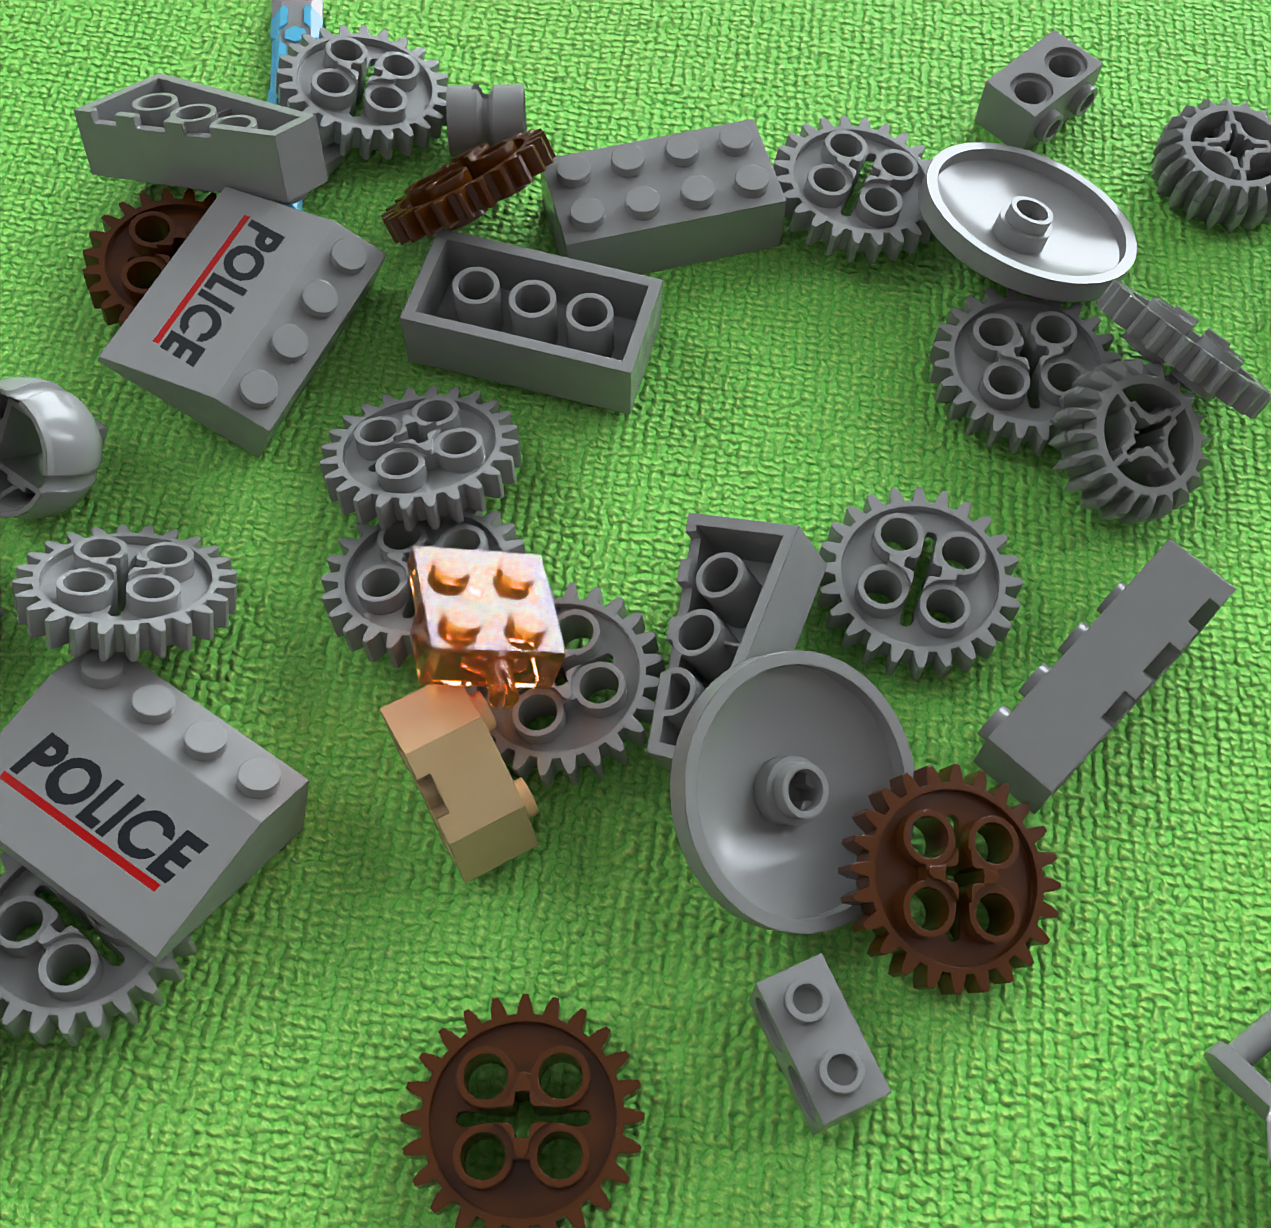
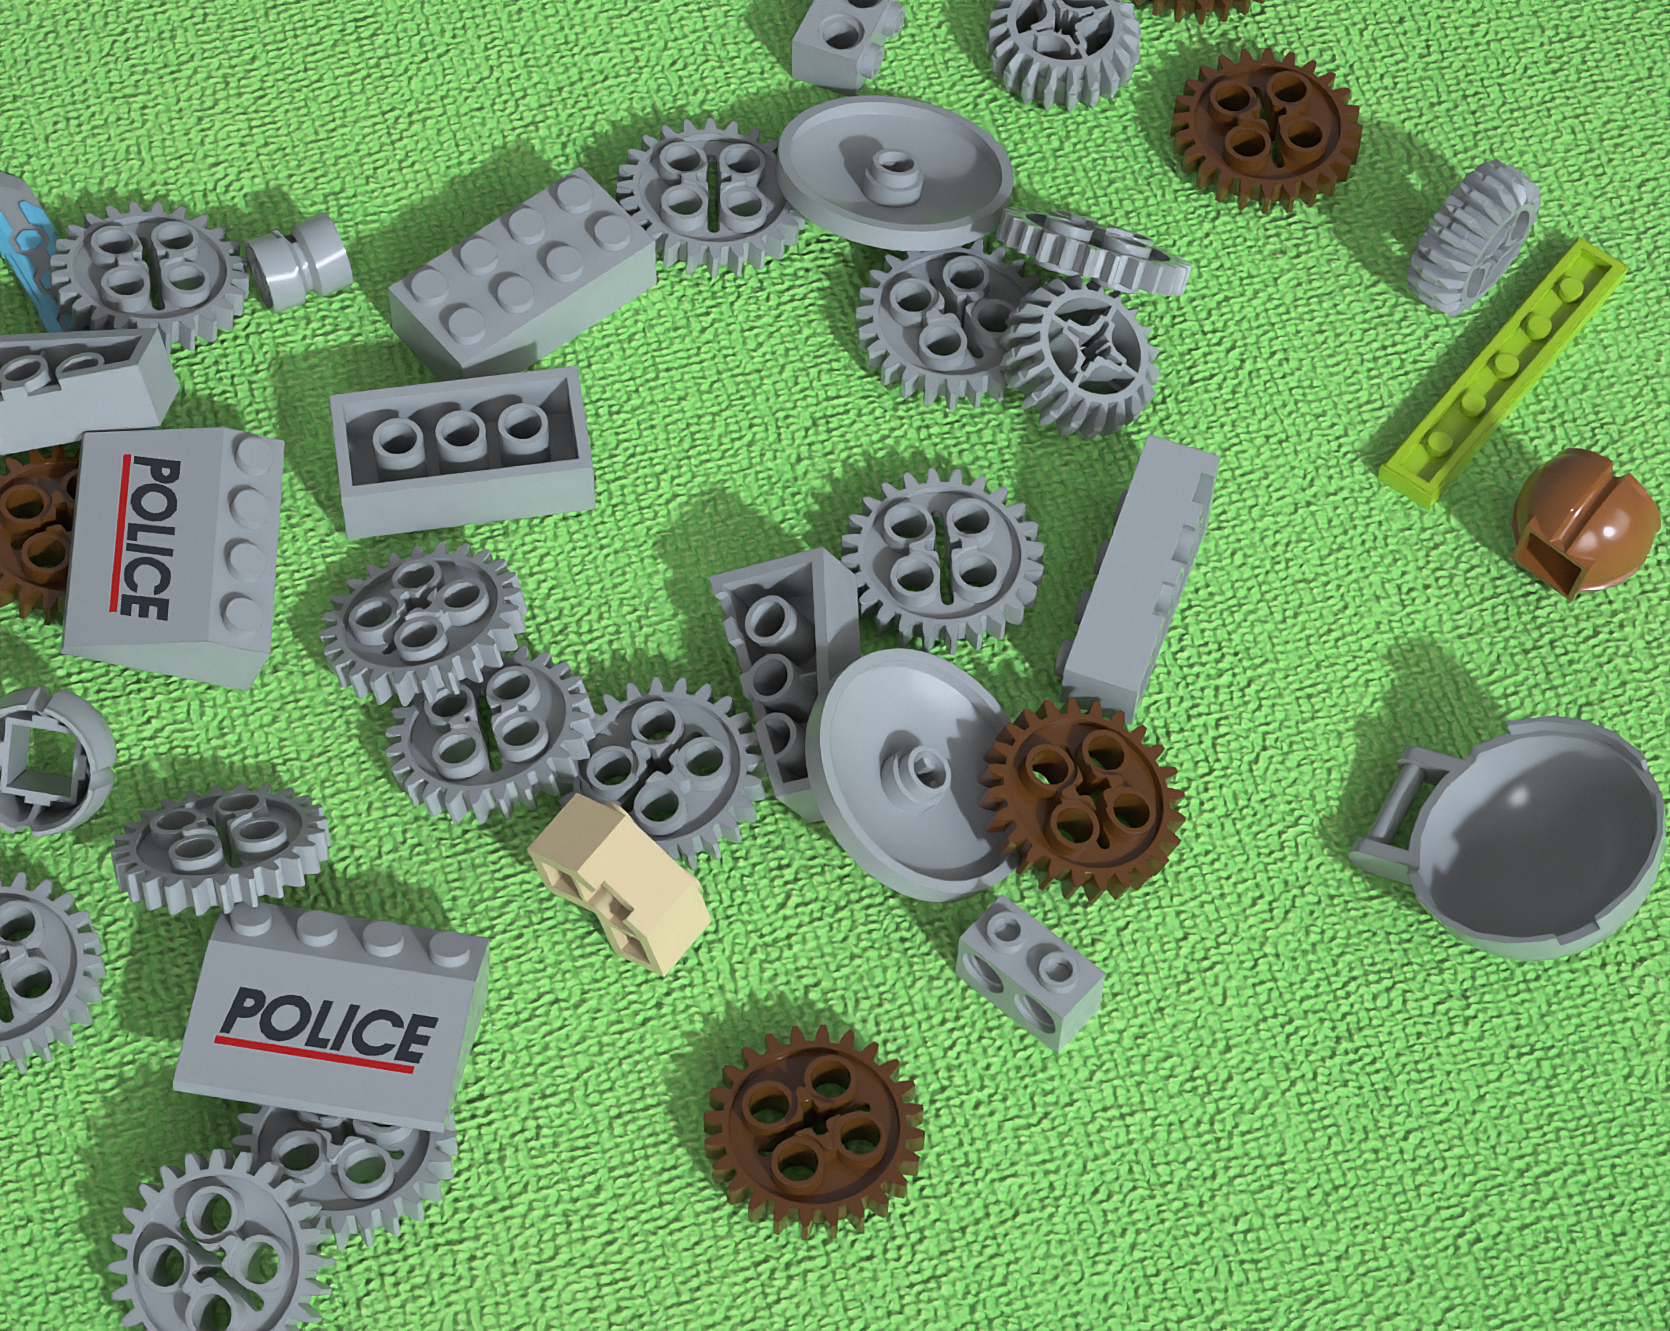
camera: 25 degrees left, 5 degrees down
(468, 186) = (331, 341): reddish brown gear -> none
(484, 621) = (582, 737): clear orange plate -> none

